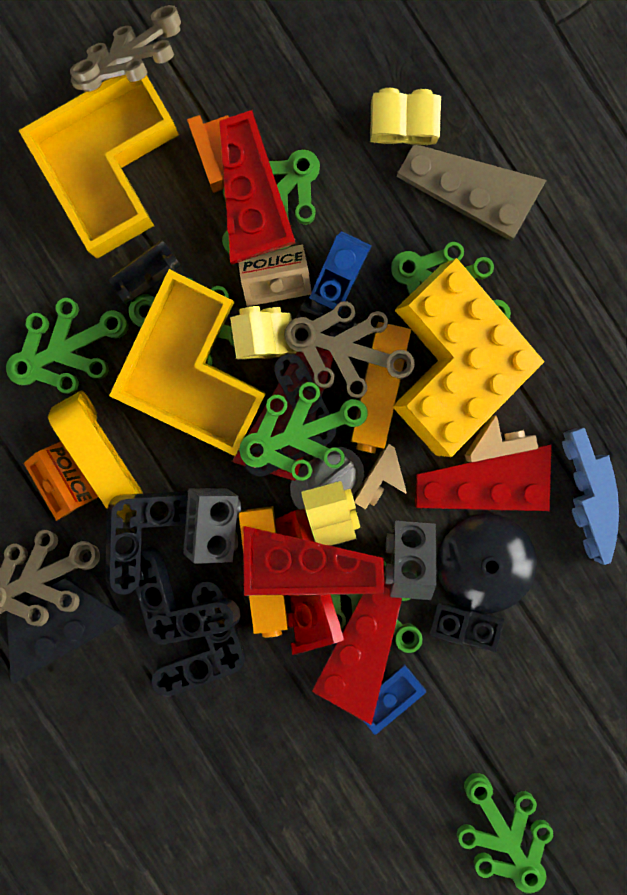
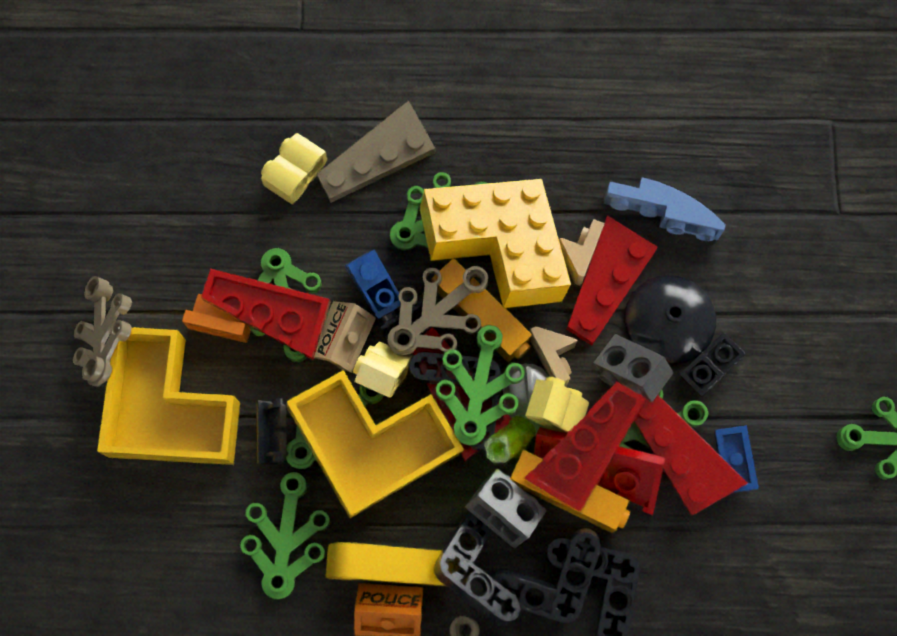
camera: 55 degrees left, 15 degrees down
(271, 491) = (510, 440): none -> clear neon green piece

